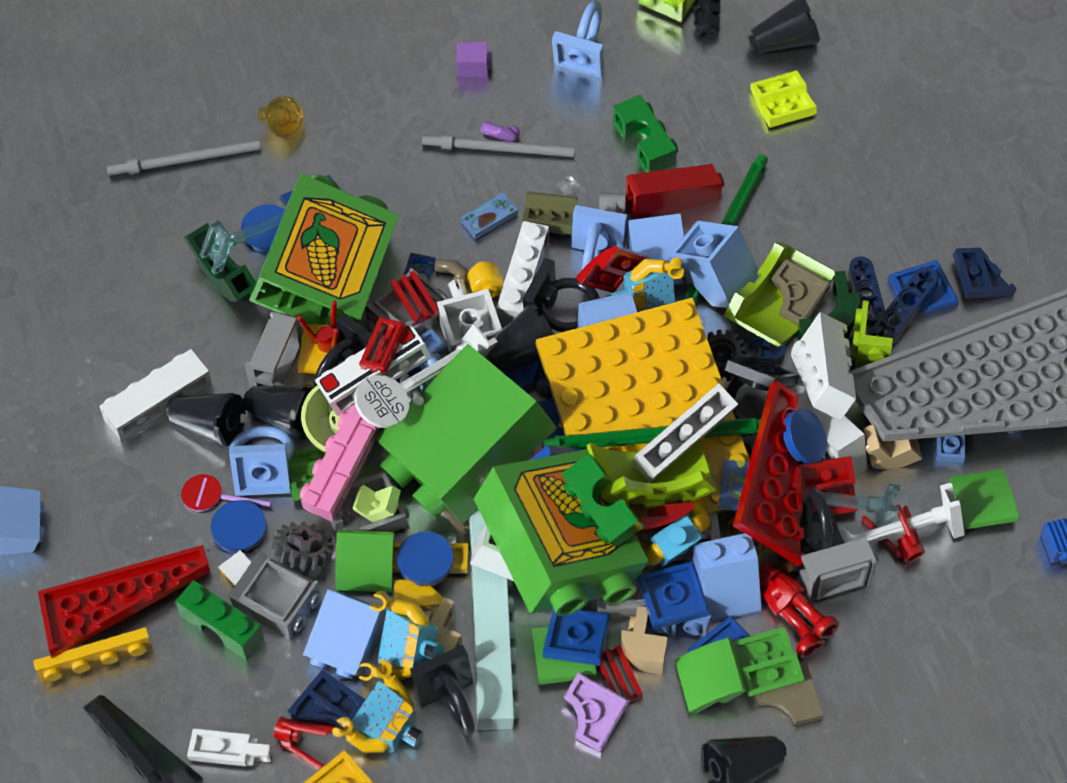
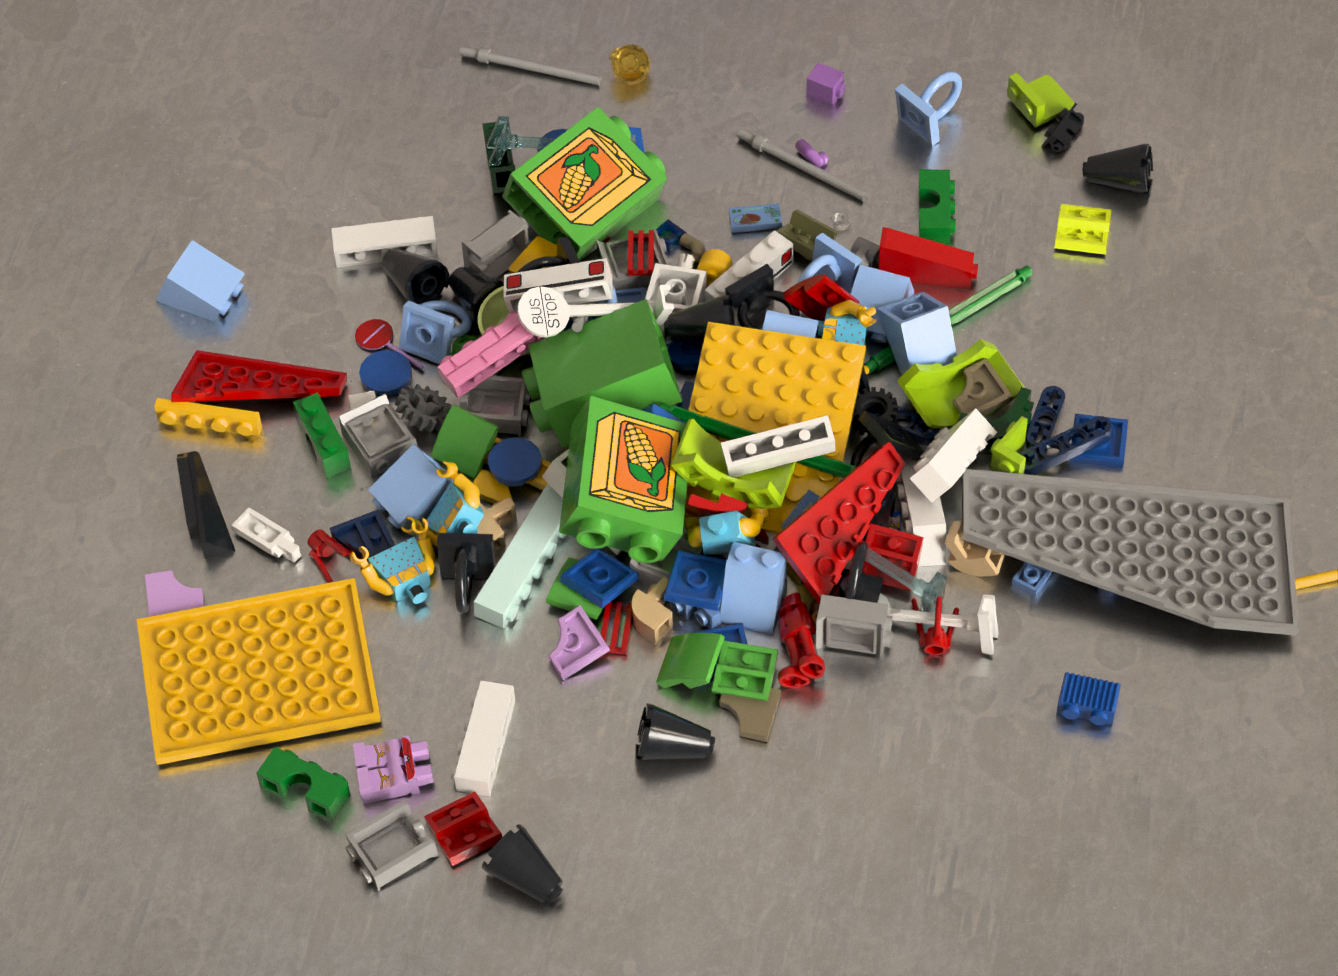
camera: 30 degrees right, 5 degrees down
(327, 335) = (545, 247): red plant -> none
(377, 504) = (500, 400): yellowish green bracket -> none
(383, 359) = (574, 270): red tile -> none
(586, 481) = (661, 444): green arch -> none
(805, 436) = (888, 500): blue tile -> none
(980, 275) = (1158, 449): dark blue wing -> none
(984, 498) = (1029, 632): bright green slope -> none

